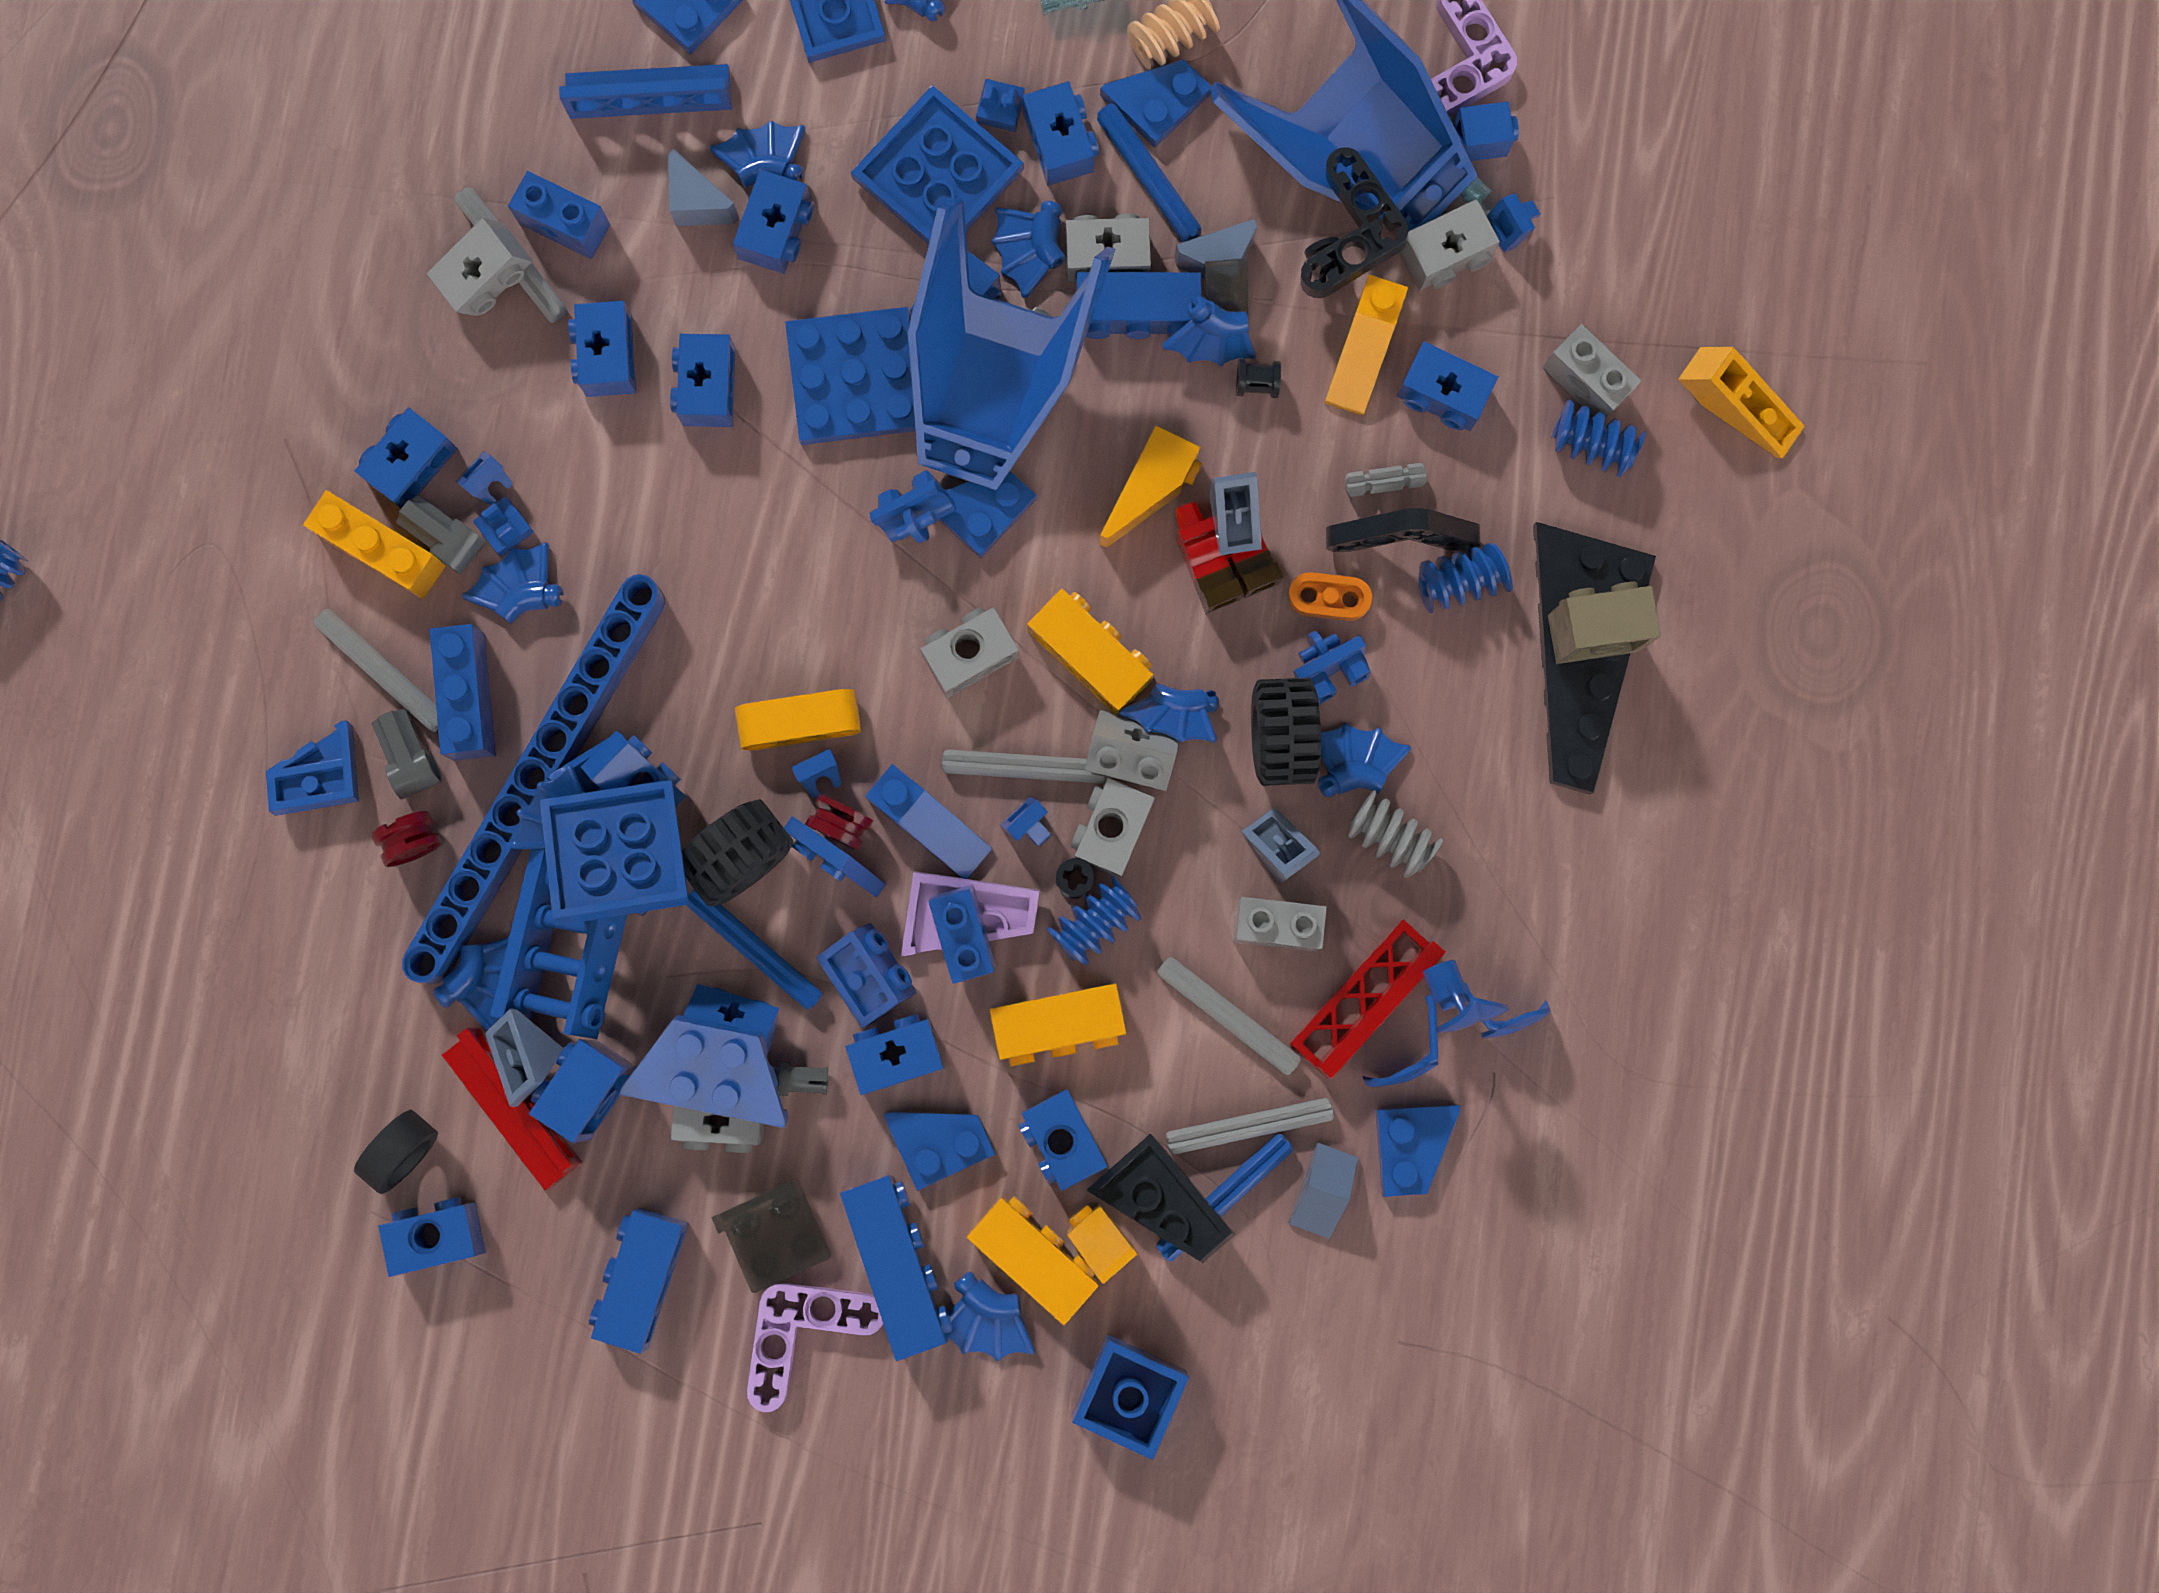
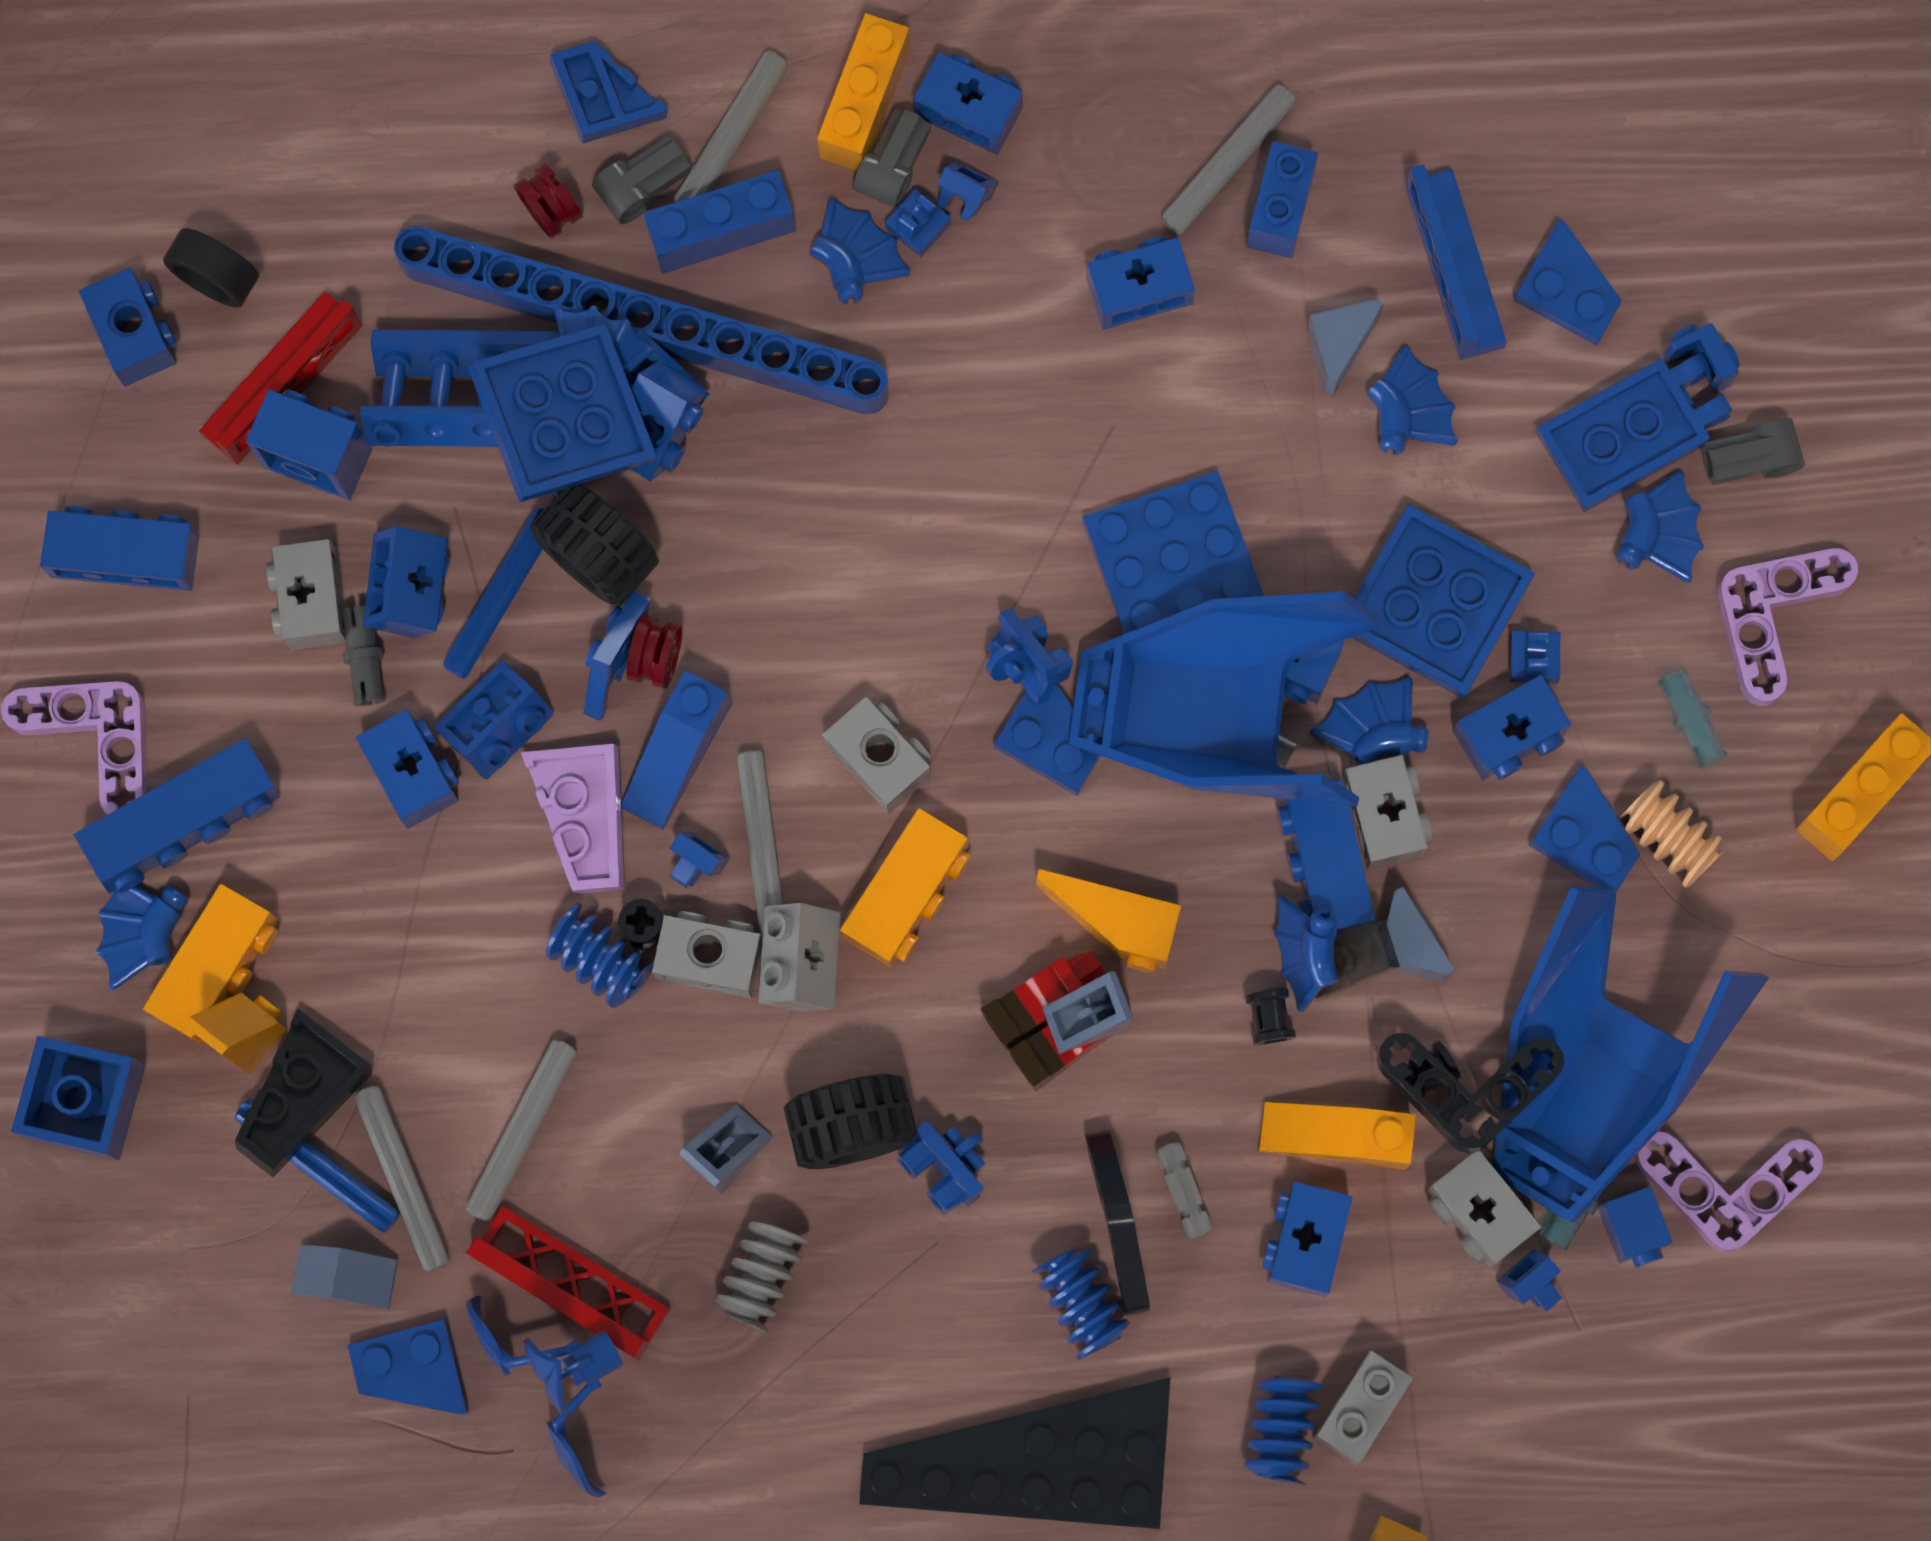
camera: 90 degrees right, 5 degrees down
(475, 980) = (410, 306): blue arm -> none
(480, 268) = (1199, 130): light grey brick -> none
(521, 1054) = (335, 371): sand blue slope -> none
(710, 1071) = (350, 570): wing -> none
(713, 402) = (1106, 410): blue brick -> none
(770, 200) = (1354, 426): blue brick -> none
(774, 1235) = (191, 681): clear smoke bracket -> none
(797, 719) = (763, 583): light orange beam -> none
(817, 766) = (715, 616): blue tile -> none
(938, 1143) = (321, 837): blue wing -> none
(962, 934) = (552, 809): blue brick -> none
(1058, 1024) = (475, 939): light orange brick -> none
(1083, 1157) = (376, 969): blue brick -> none
(1149, 173) = (1492, 843): blue axle -> none
(1176, 713) = (852, 998): blue arm -> none
(1279, 924) = (633, 1163): light grey brick -> none
(1329, 593) = (1028, 1151): orange plate -> none
(1357, 759) = (845, 1220): blue arm -> none
(1604, 623) = (1049, 1464): dark tan brick -> none

